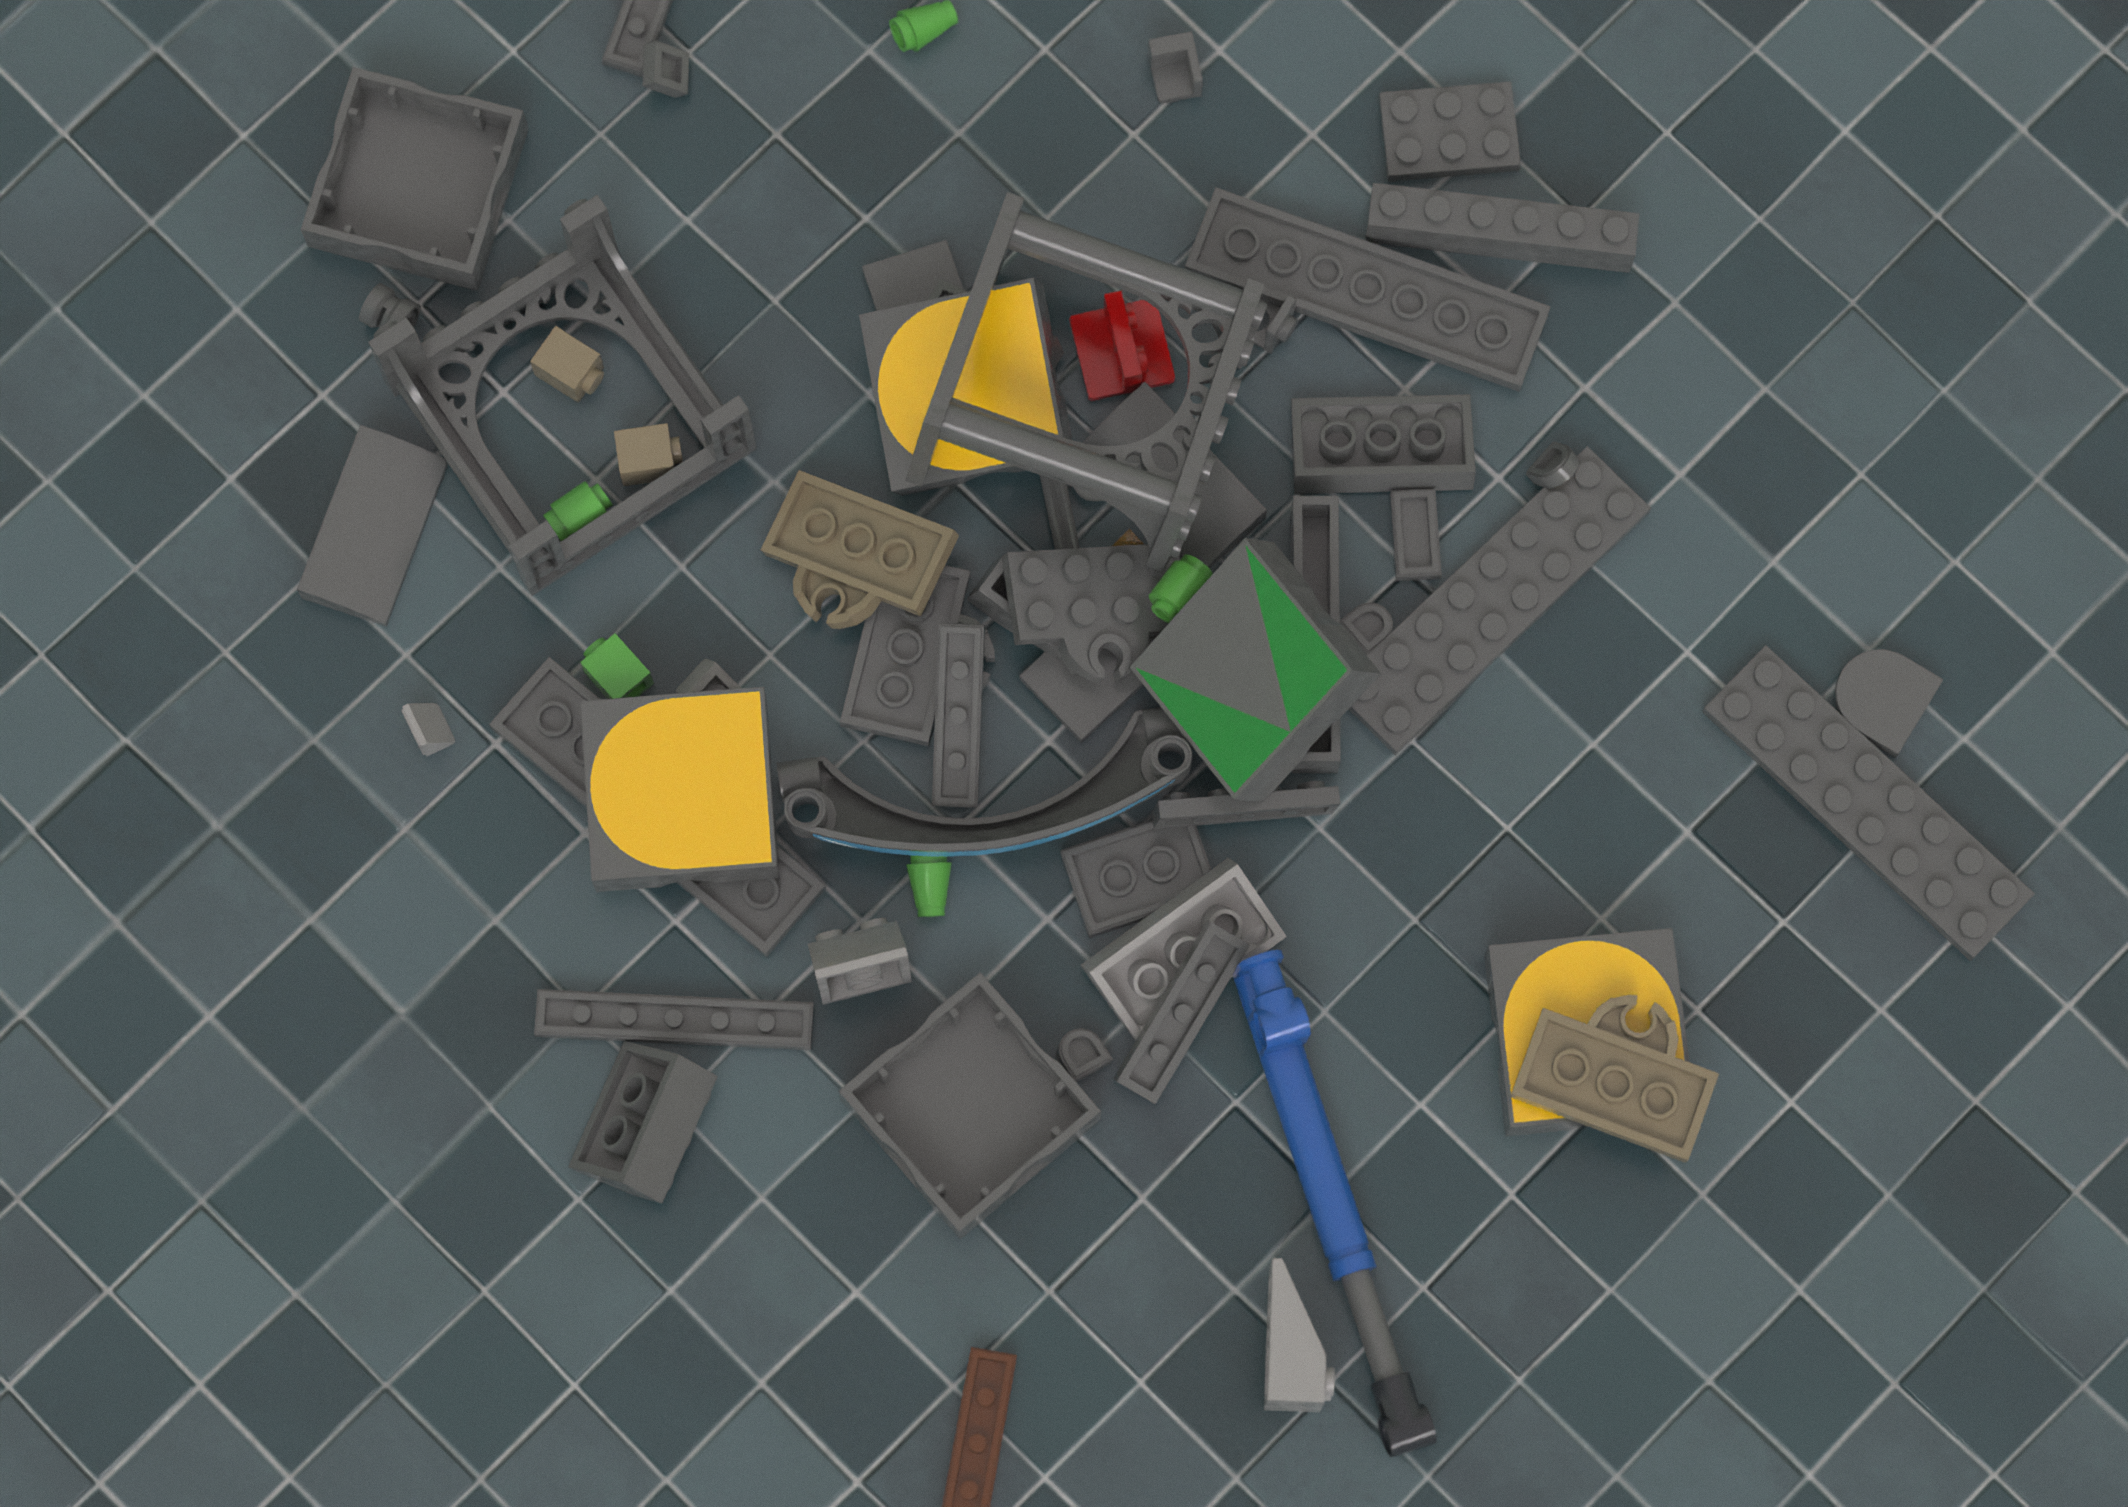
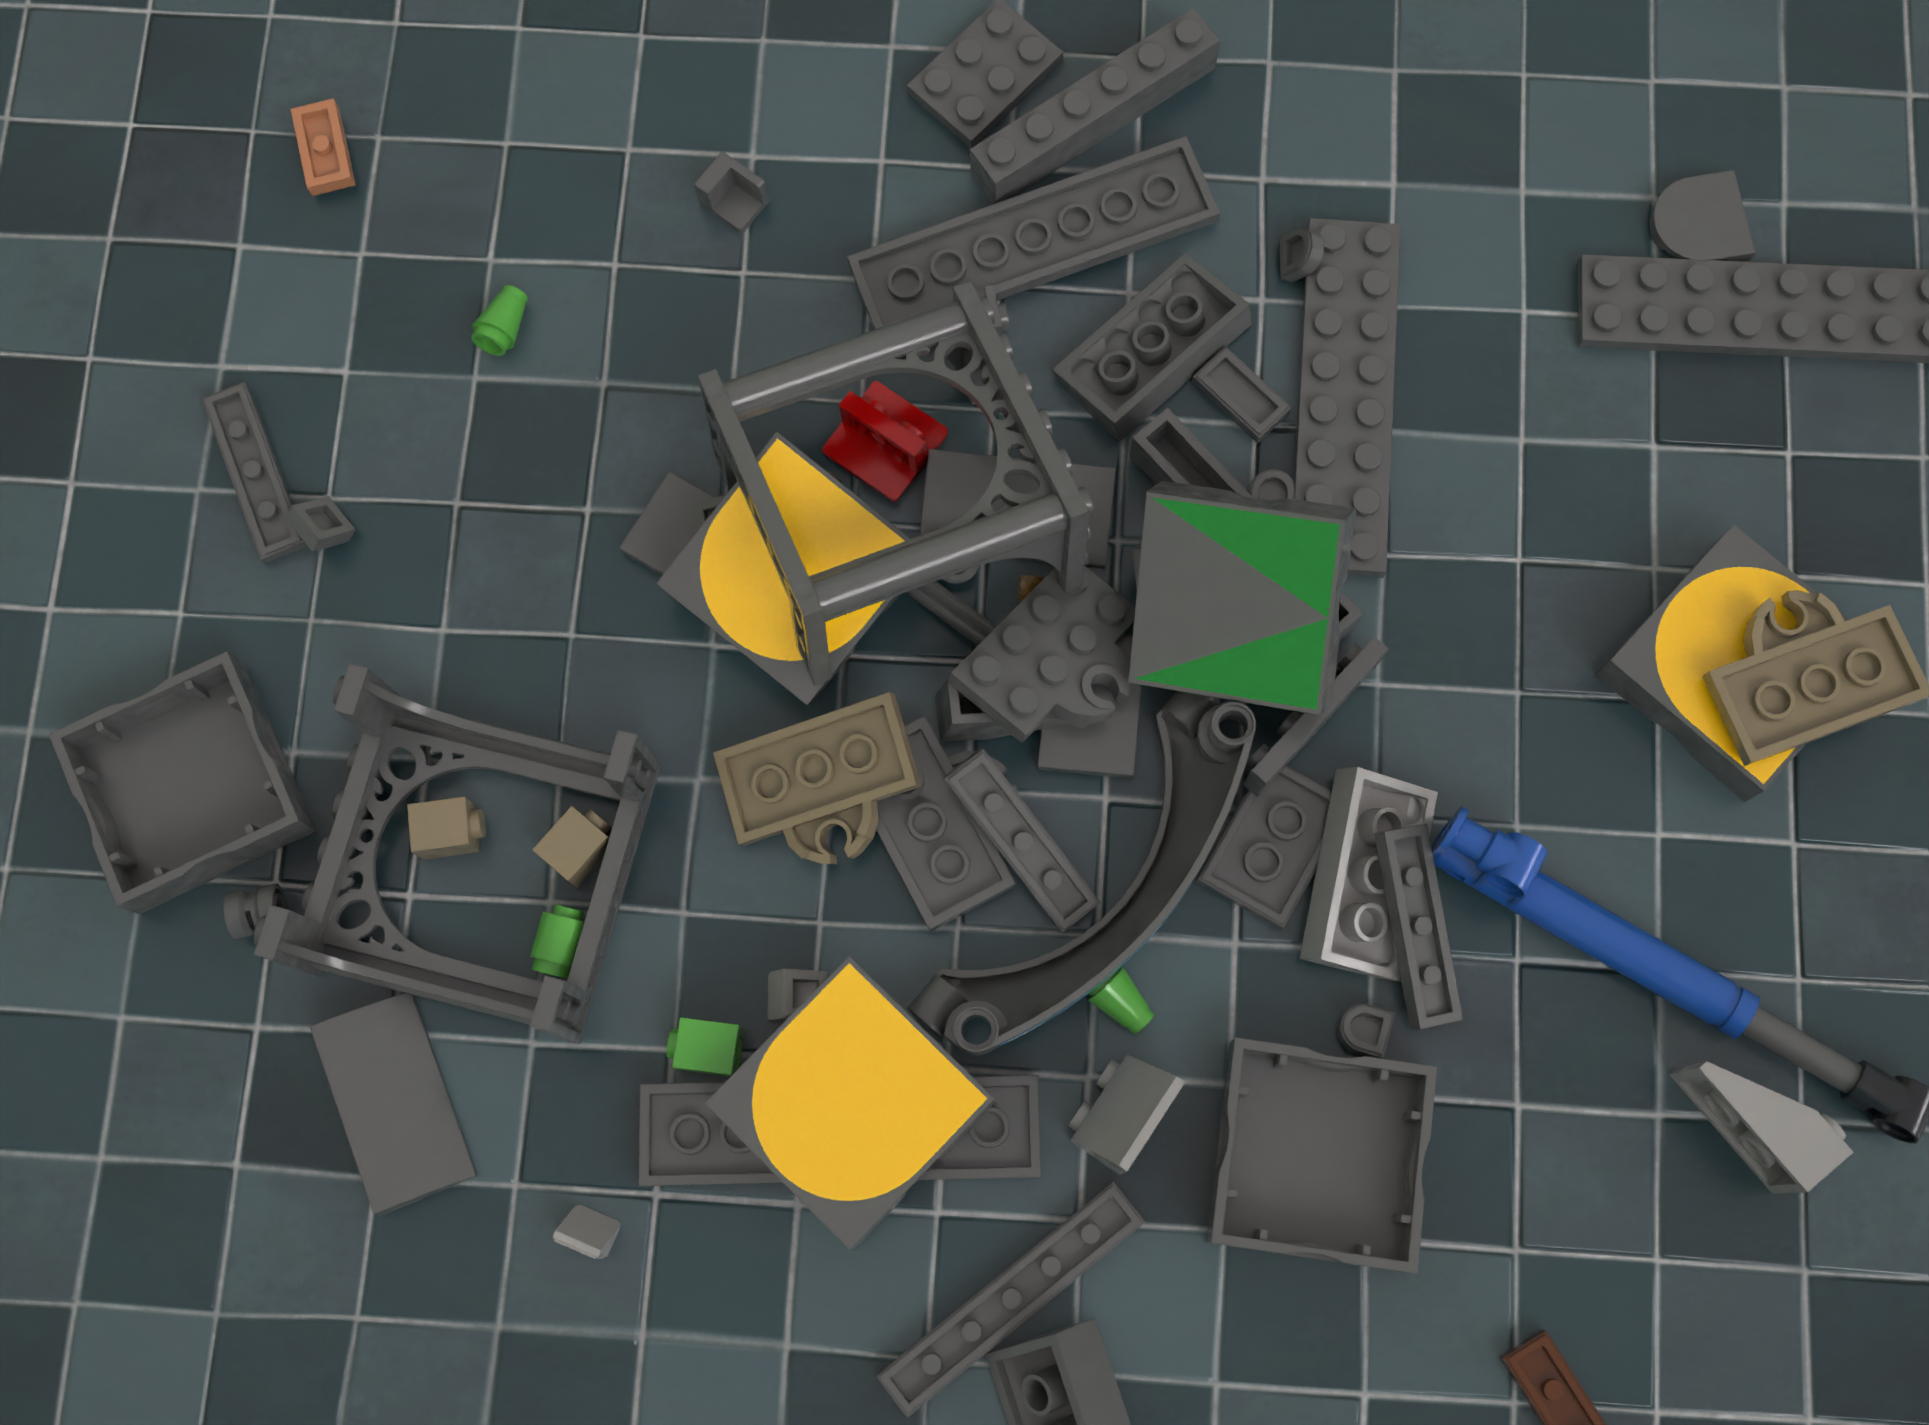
camera: 35 degrees left, 0 degrees up
(1178, 586) = (1113, 584): bright green brick -> none

